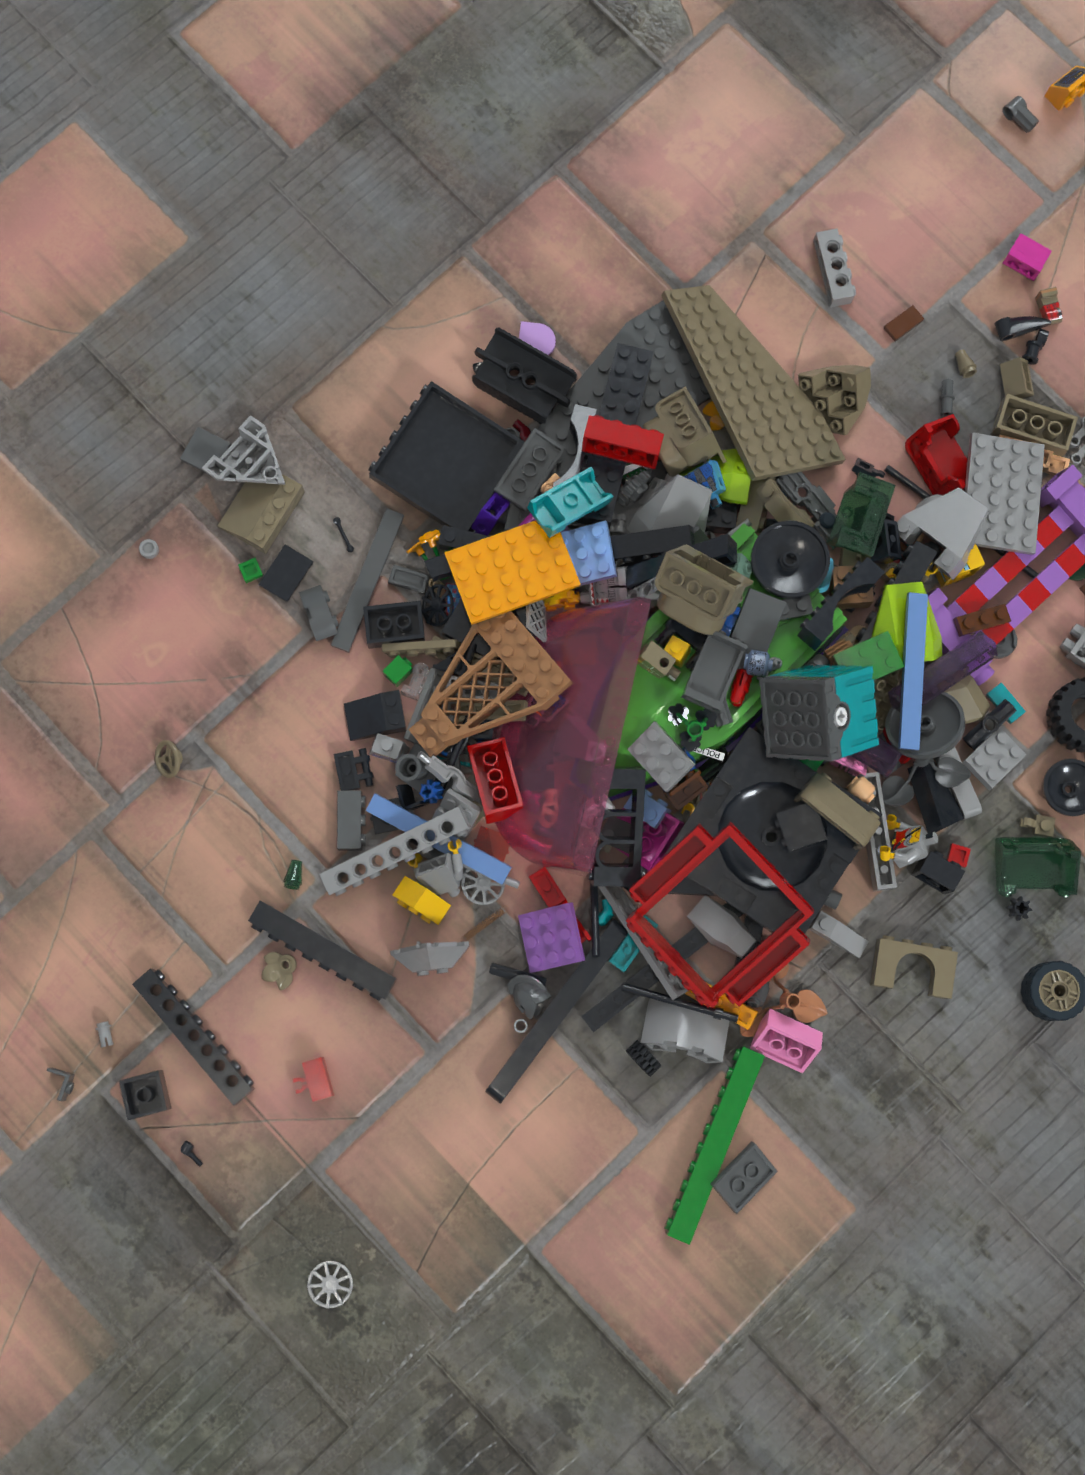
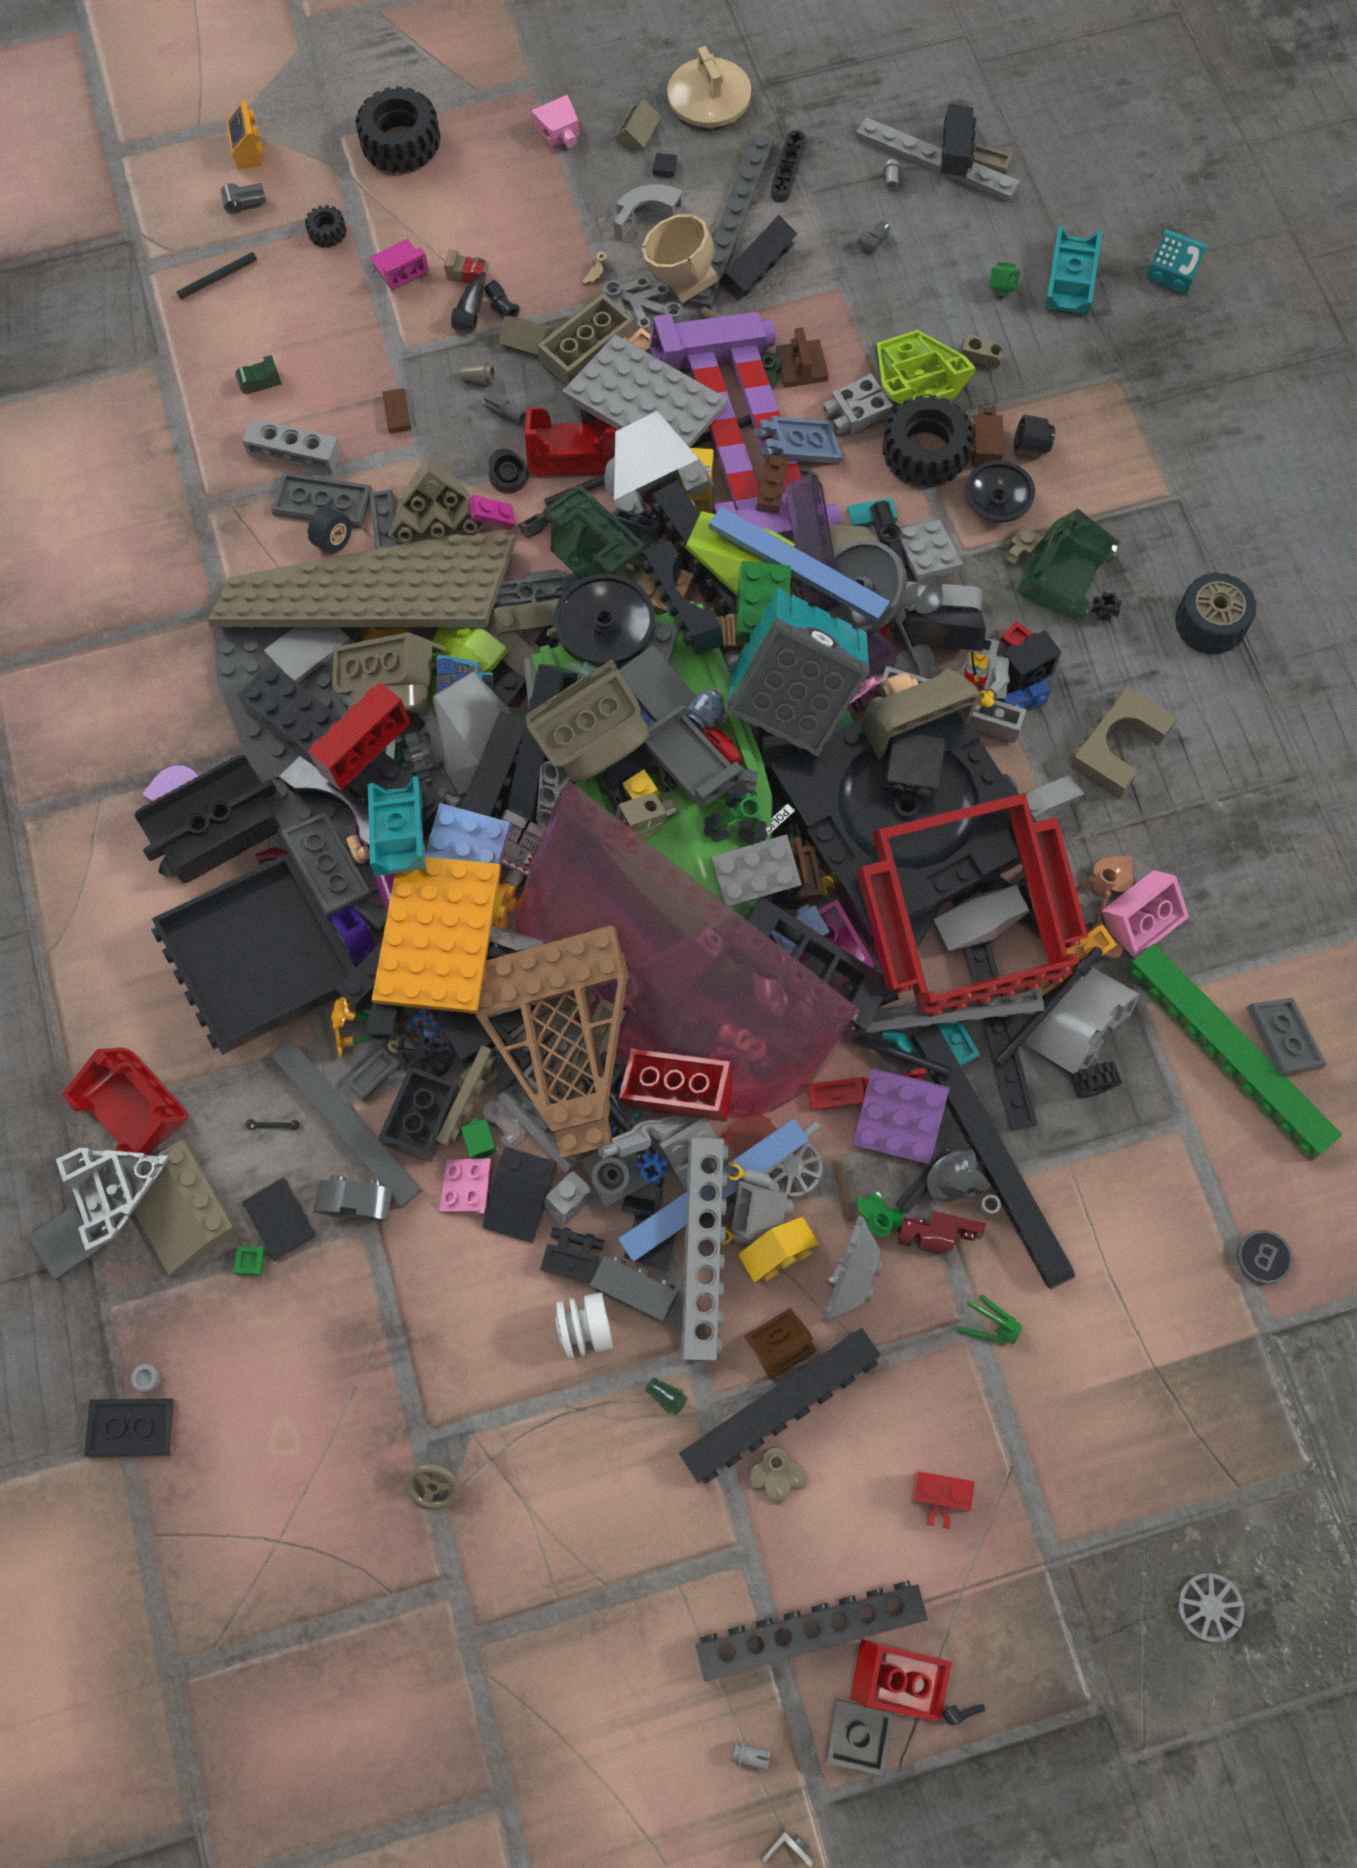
camera: 55 degrees left, 10 degrees down
(115, 556) = (129, 1427): none -> black tile
(191, 1105) = (900, 1681): none -> red slope
(307, 797) = (584, 1325): none -> white wheel
(311, 436) = (126, 1100): none -> red windscreen
(361, 930) = (781, 1343): none -> reddish brown bracket
(364, 678) = (466, 1185): none -> bright pink hinge
(443, 1073) = (1006, 1326): none -> green plant
(479, 953) = (878, 1218): none -> green plate
(485, 1000) = (940, 1232): none -> dark red plate
(578, 1226) = (1264, 1257): none -> black tile
(677, 367) = (305, 649): none -> light grey tile
(780, 331) = (329, 529): none -> black wheel
(803, 312) = (303, 495): none -> dark grey tile
(815, 360) = (382, 516): none -> dark grey tile
(855, 434) = (491, 511): none -> dark pink plate
(877, 212) = (258, 376): none -> dark green leg
(896, 427) = (507, 471): none -> black piece
(917, 889) = (1035, 696): none -> blue piece
(945, 135) = (216, 275): none -> black bar
(1033, 178) = (325, 216): none -> black tyre
(1035, 622) = (800, 439): none -> sand blue tile

